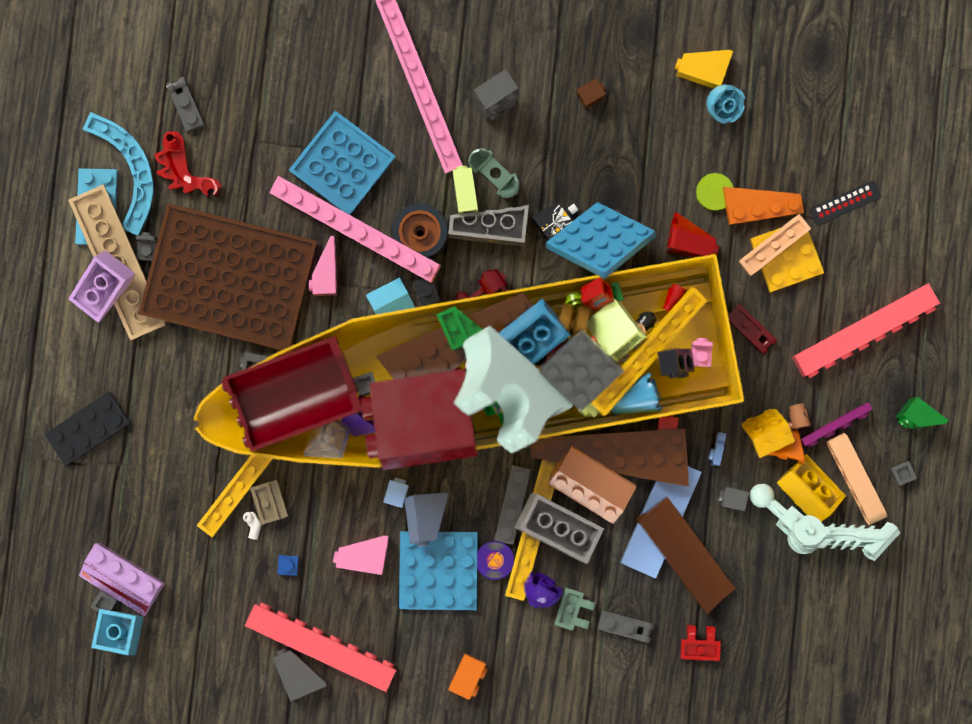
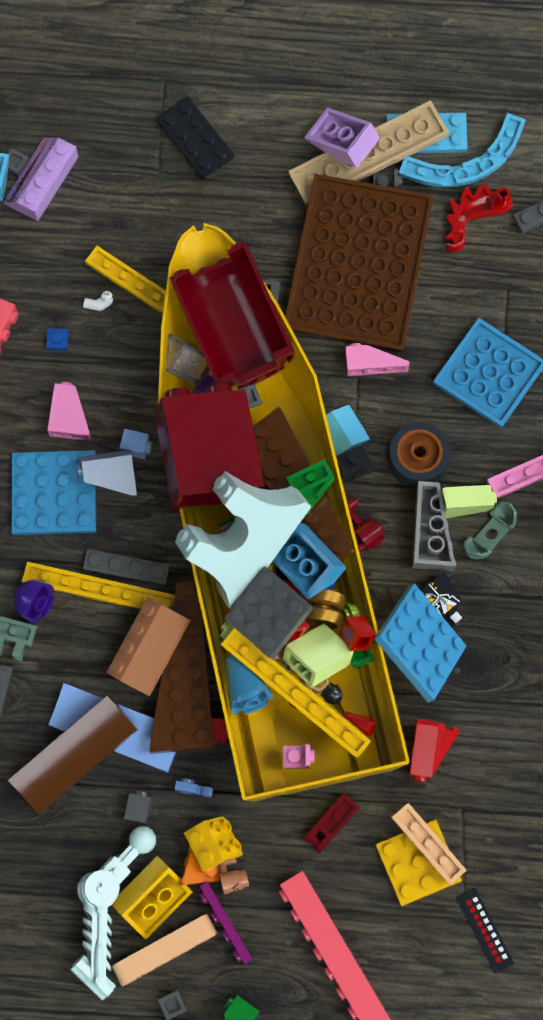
camera: 90 degrees right, 10 degrees down
(269, 502) = (123, 316): dark tan plate -> none
(355, 229) = (417, 386): bright pink plate -> none
(495, 560) = (65, 550): dark purple tile -> none
(559, 528) = (100, 613): light grey brick -> none
(676, 363) = (284, 724): black brick -> none
(710, 191) = (487, 777): lime tile -> none
(756, 205) = (474, 823): orange wing -> none

